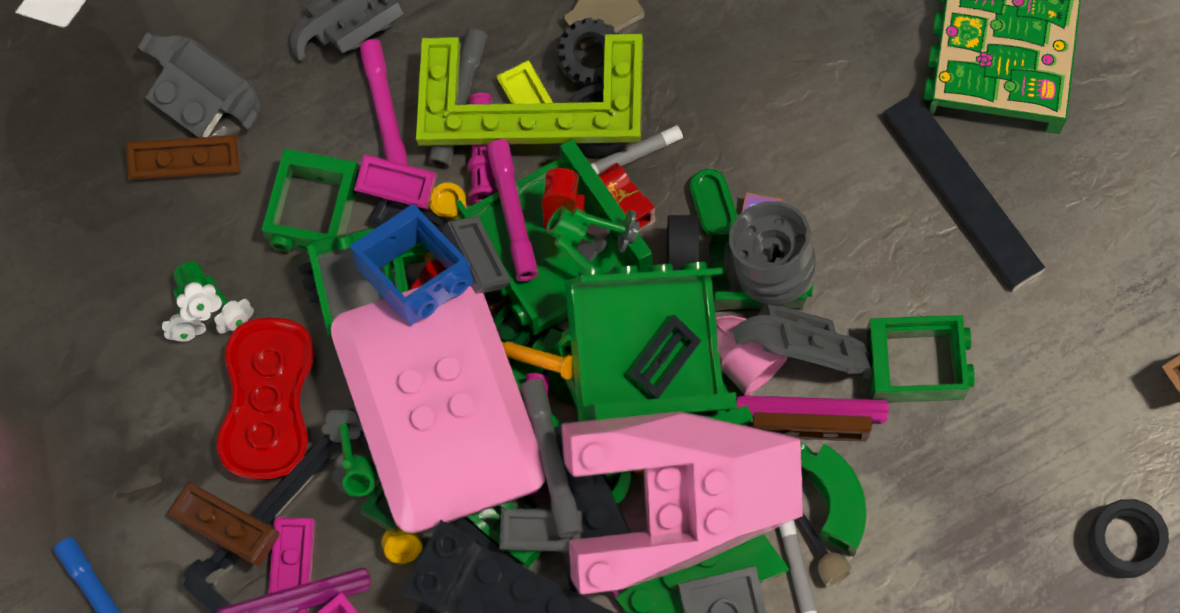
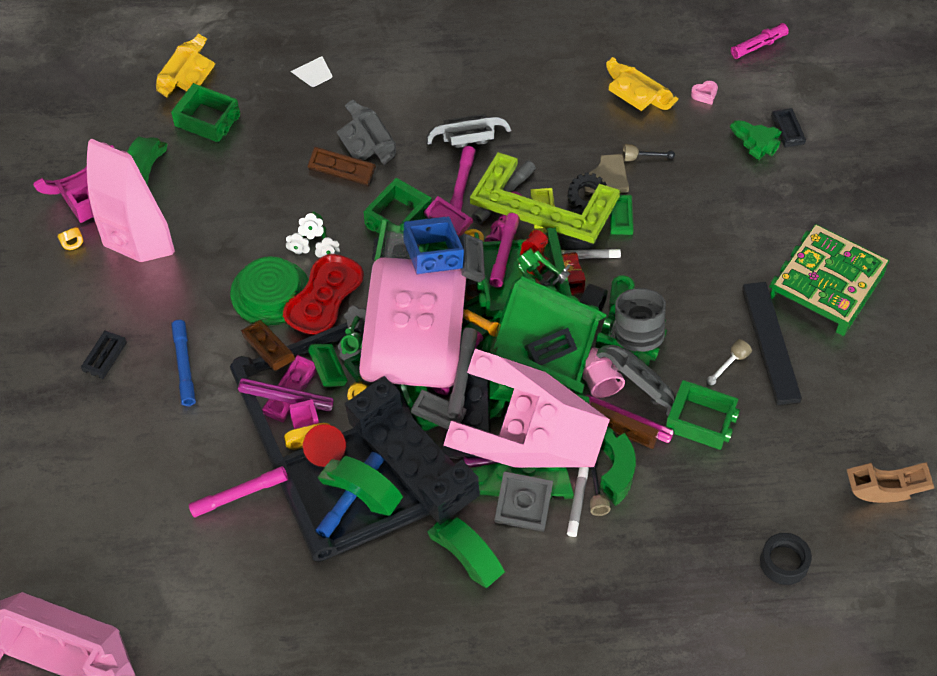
camera: 20 degrees right, 15 degrees down
(171, 423) = (265, 288): none -> green piece
(330, 515) = (327, 365): none -> green tile
(659, 72) = (622, 216): none -> green tile
(924, 227) = (739, 351): none -> hinge

